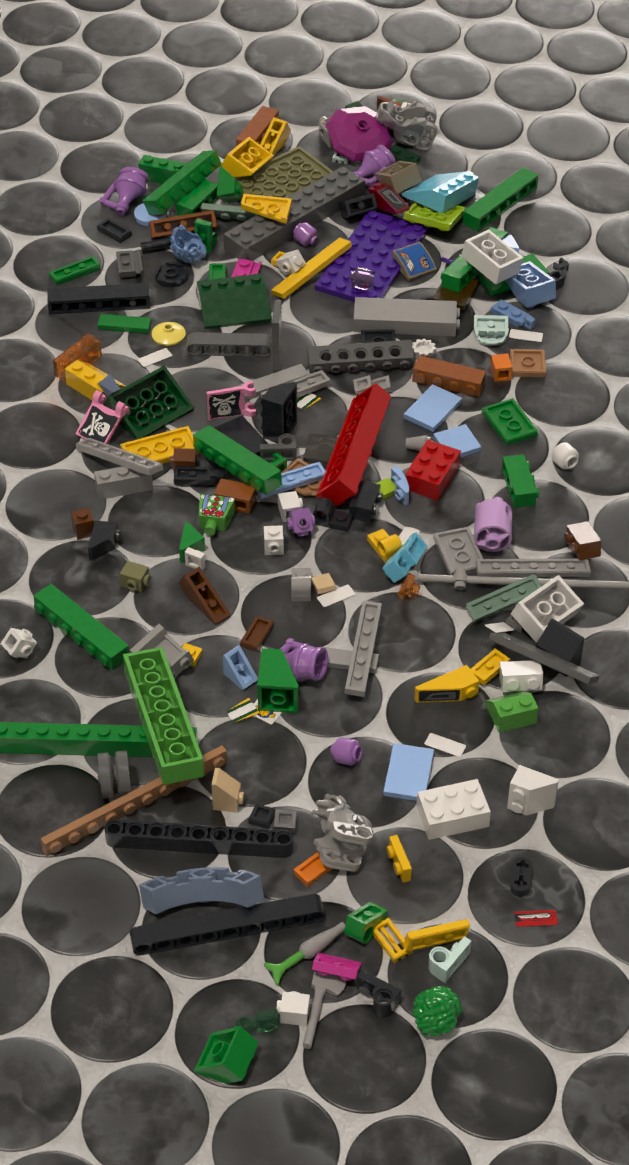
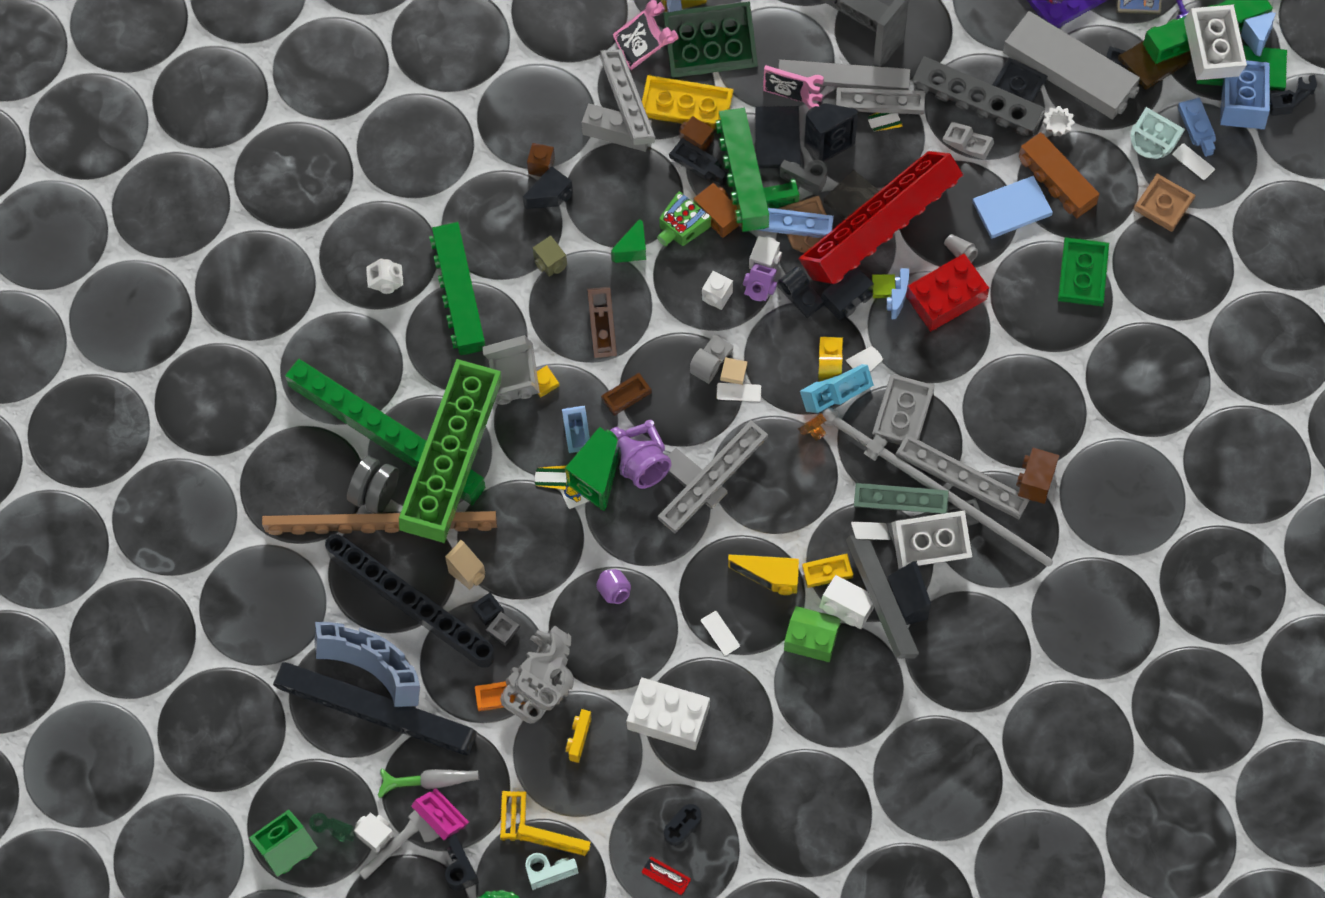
camera: 35 degrees right, 20 degrees up
(194, 558) = (624, 267): white plate -> none
(362, 922) = (494, 783): green plate -> none
(408, 771) = (660, 643): light blue tile -> none
(459, 438) = (1005, 267): light blue tile -> none
(493, 525) = (954, 402): lavender cylinder -> none
(501, 367) = (1125, 194): orange brick -> none
(519, 481) = (1031, 358): green brick -> none
(532, 791) = (751, 742): white slope -> none
(565, 456) = (1104, 354): white head -> none

